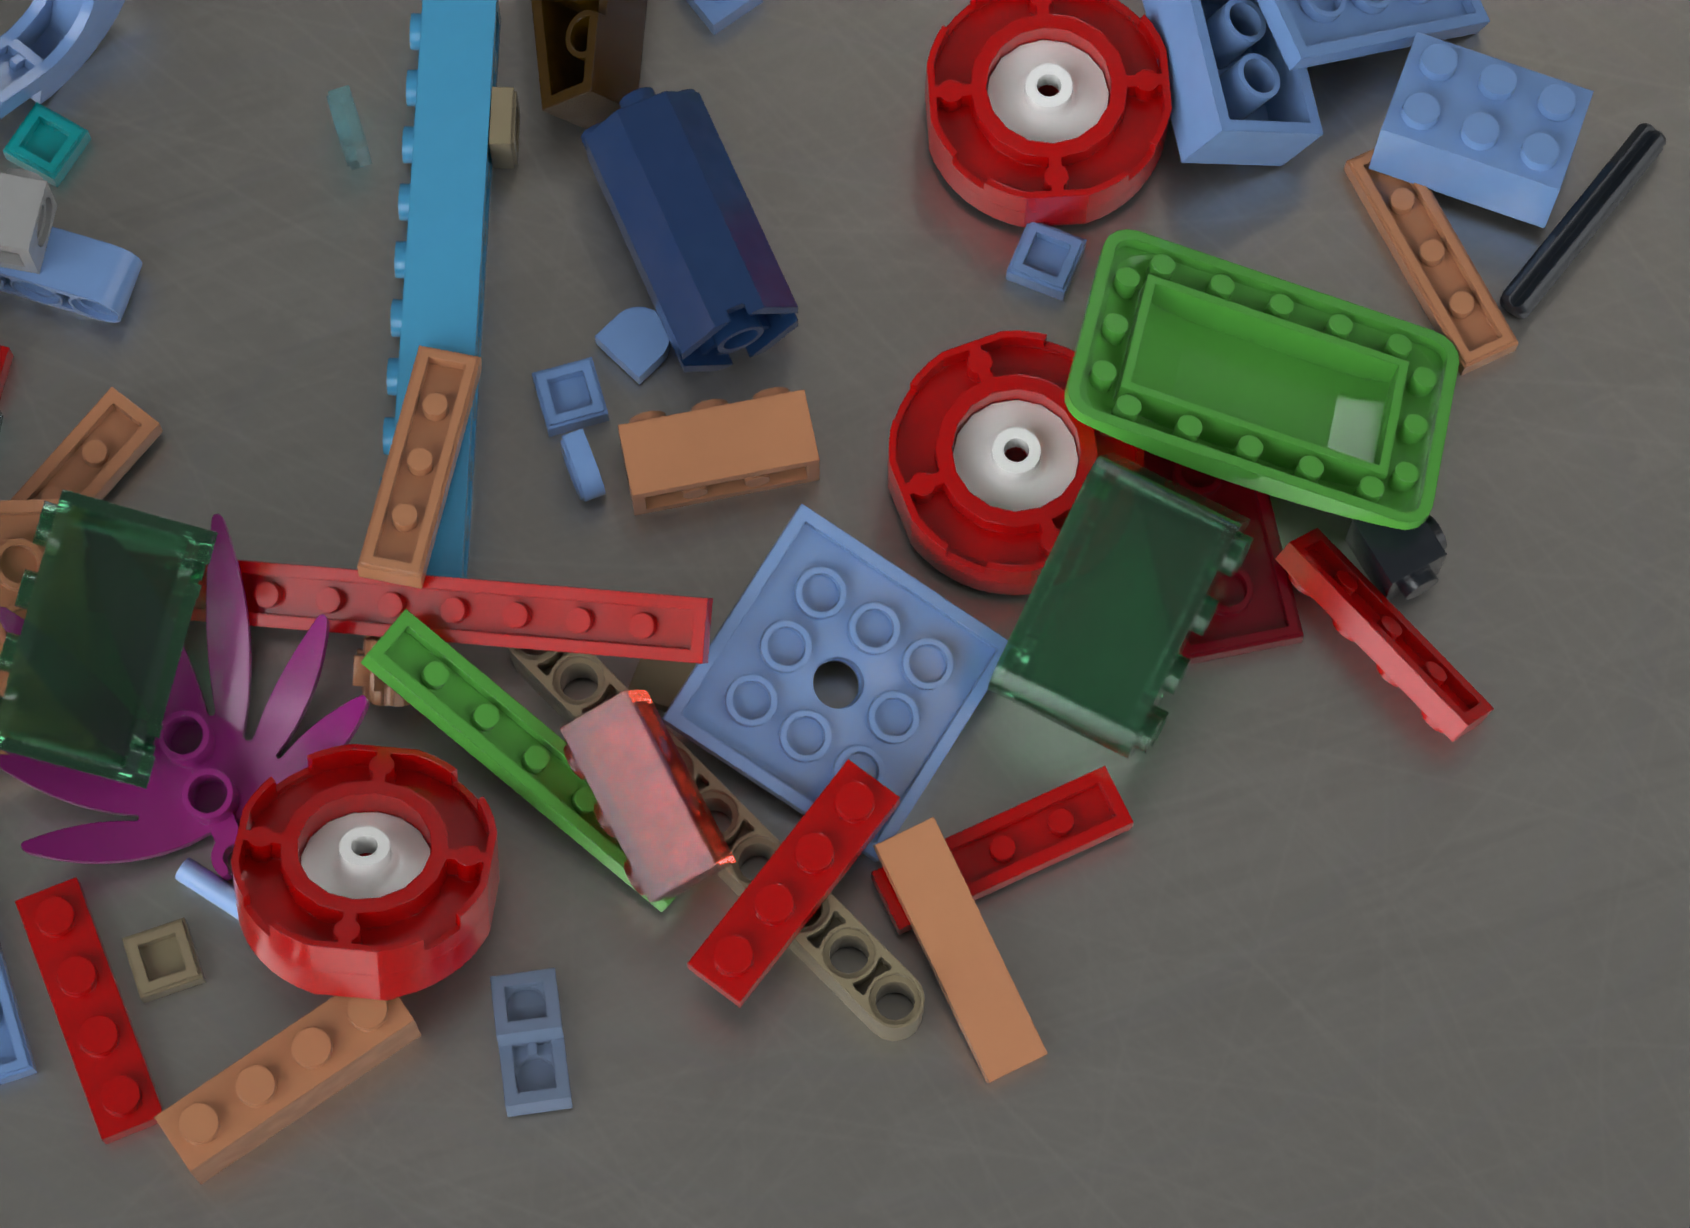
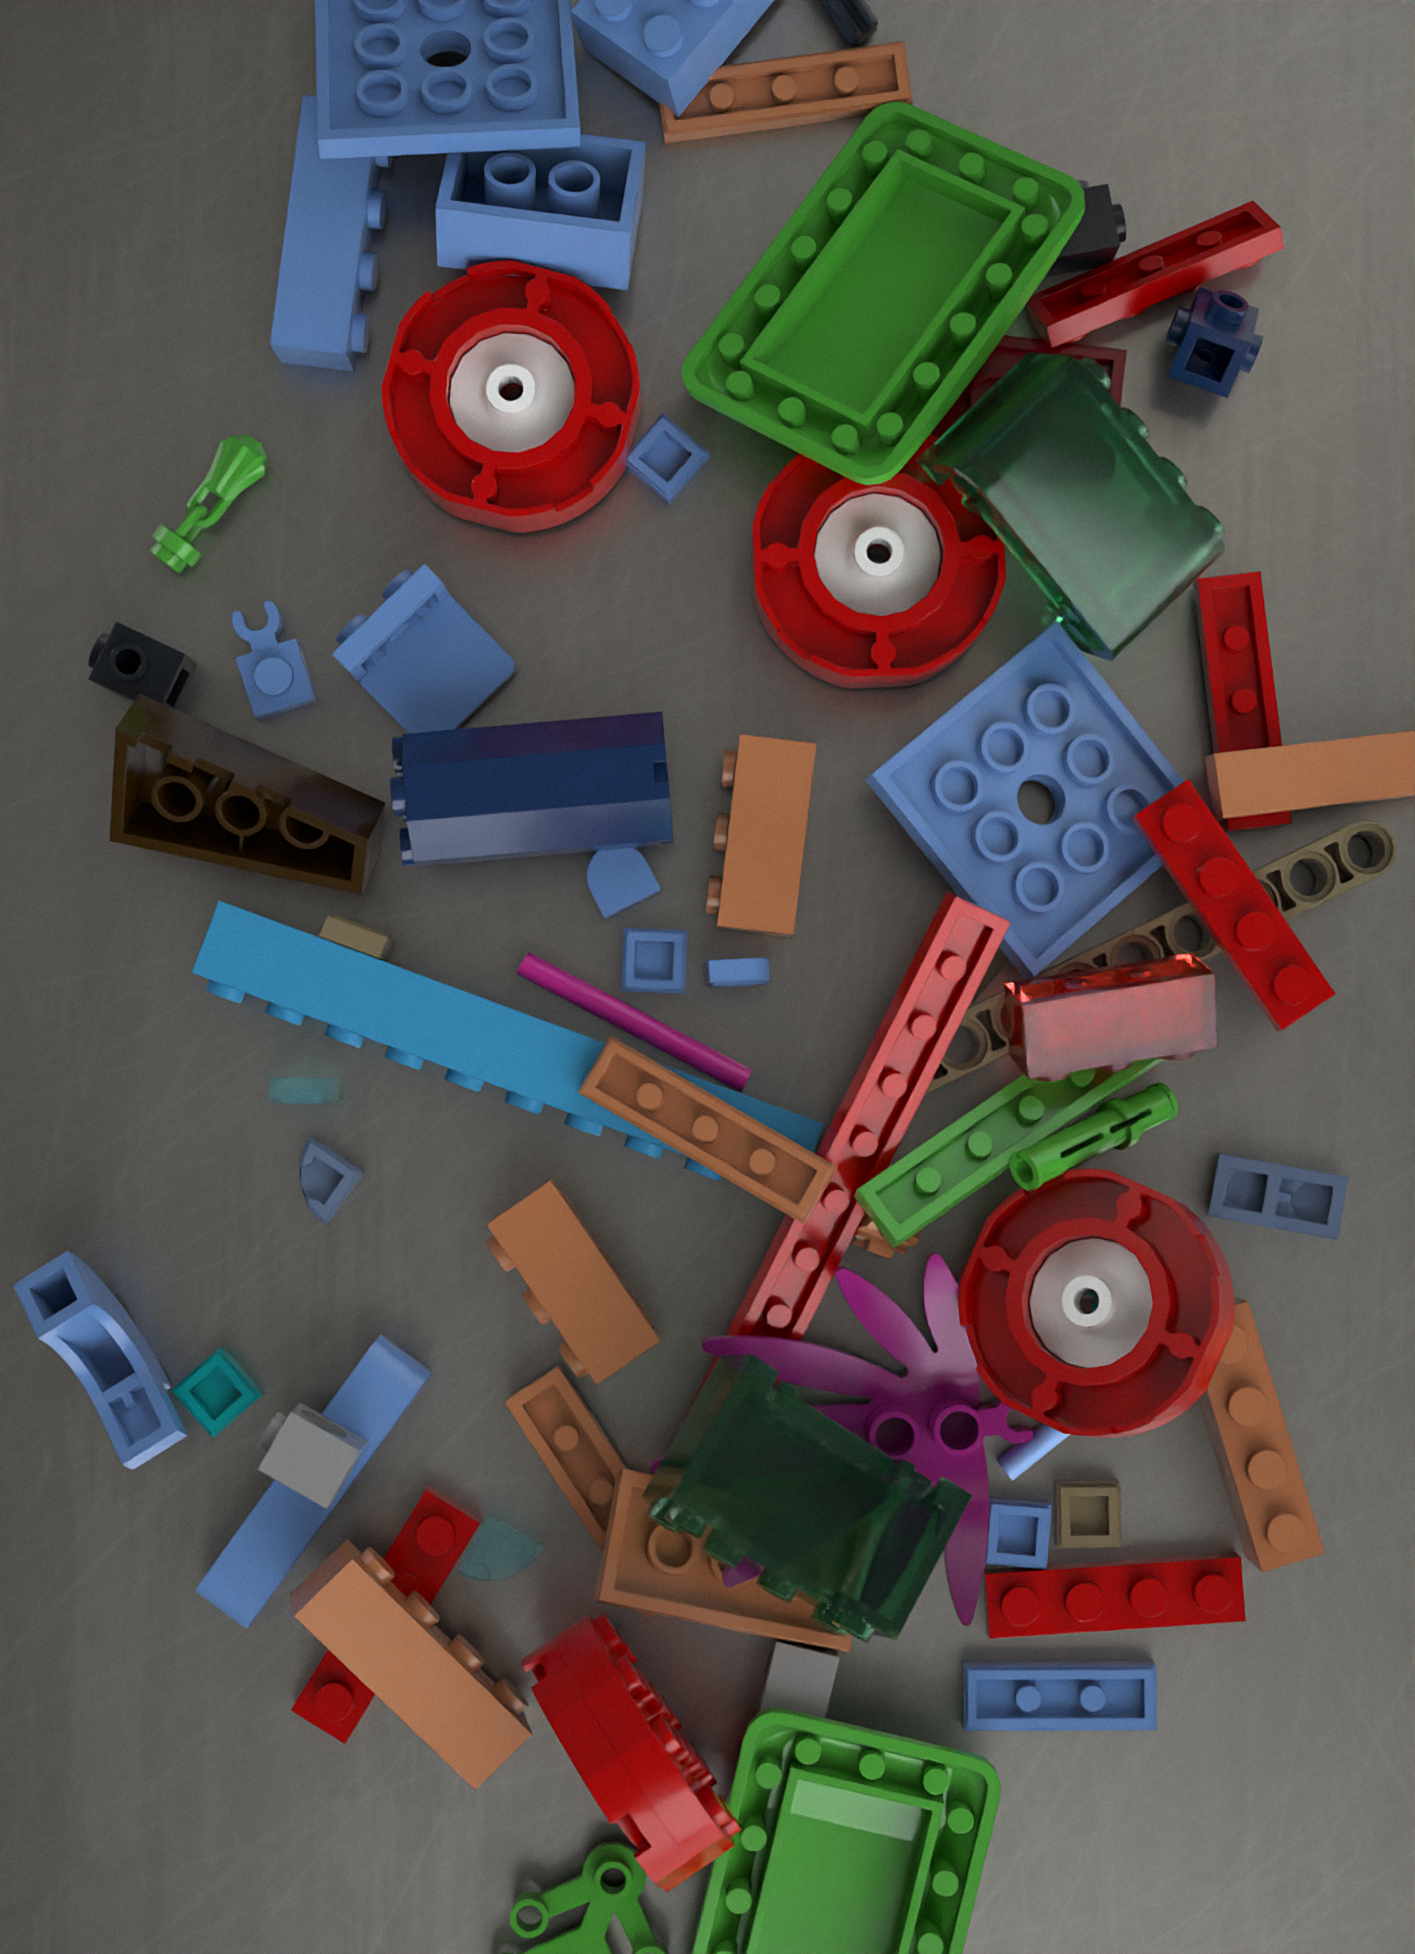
camera: 70 degrees left, 15 degrees up
(125, 898) = (1018, 1532): none -> medium blue tile
(243, 413) = (572, 1283): none -> nougat brick
(272, 176) = (326, 1178): none -> sand blue tile
(506, 398) = (634, 1021): none -> dark pink bar
(576, 884) = (1094, 1135): none -> bright green pin
(785, 100) = (423, 655): none -> medium blue bracket
(1336, 704) = (1213, 341): none -> dark blue brick

